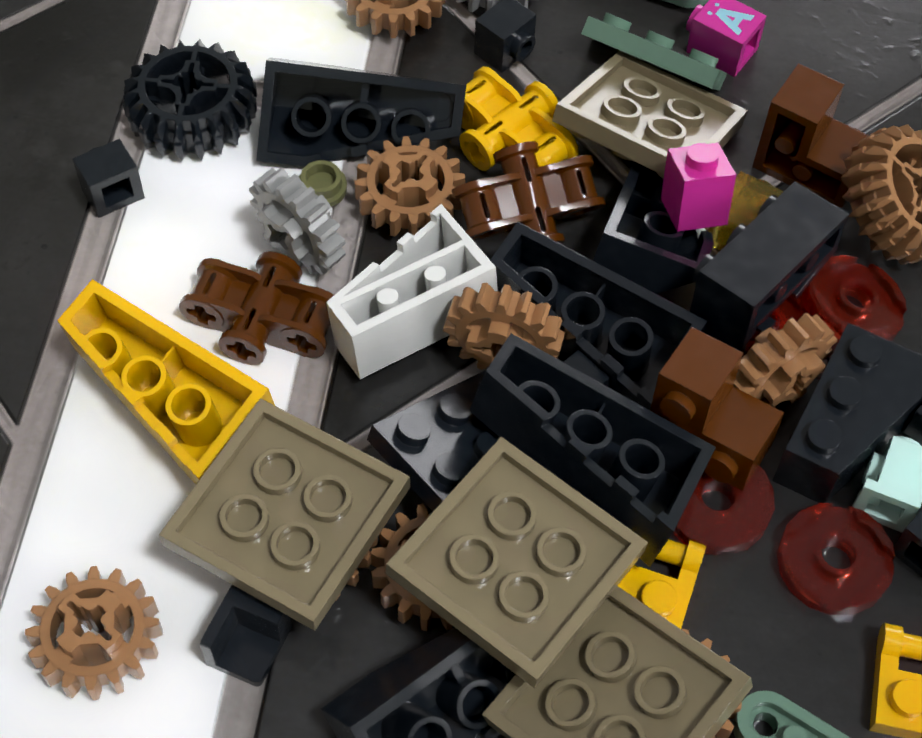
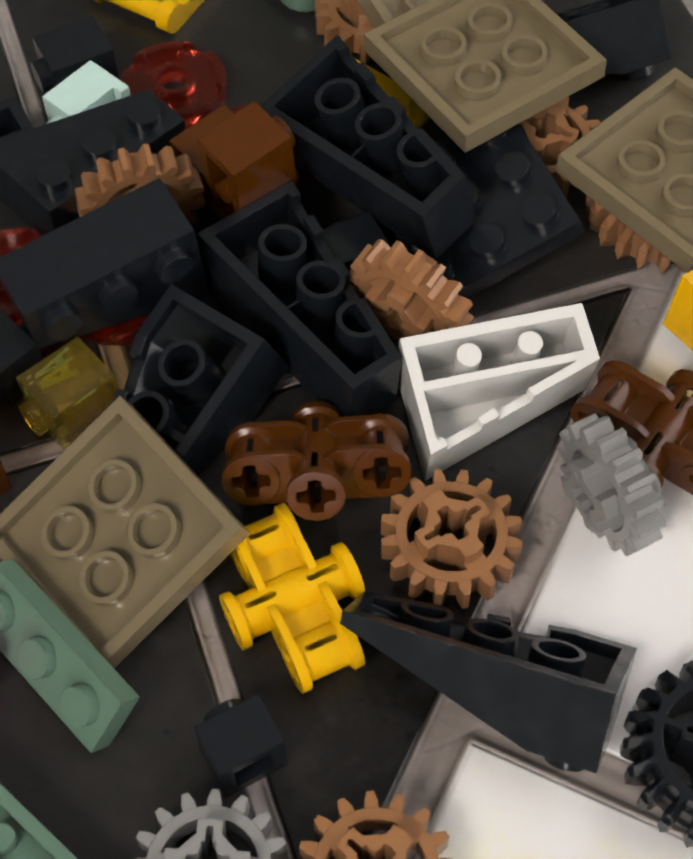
camera: 160 degrees left, 0 degrees up
(325, 180) = (559, 584): olive plate -> none
(698, 186) = (128, 362): dark pink brick -> none

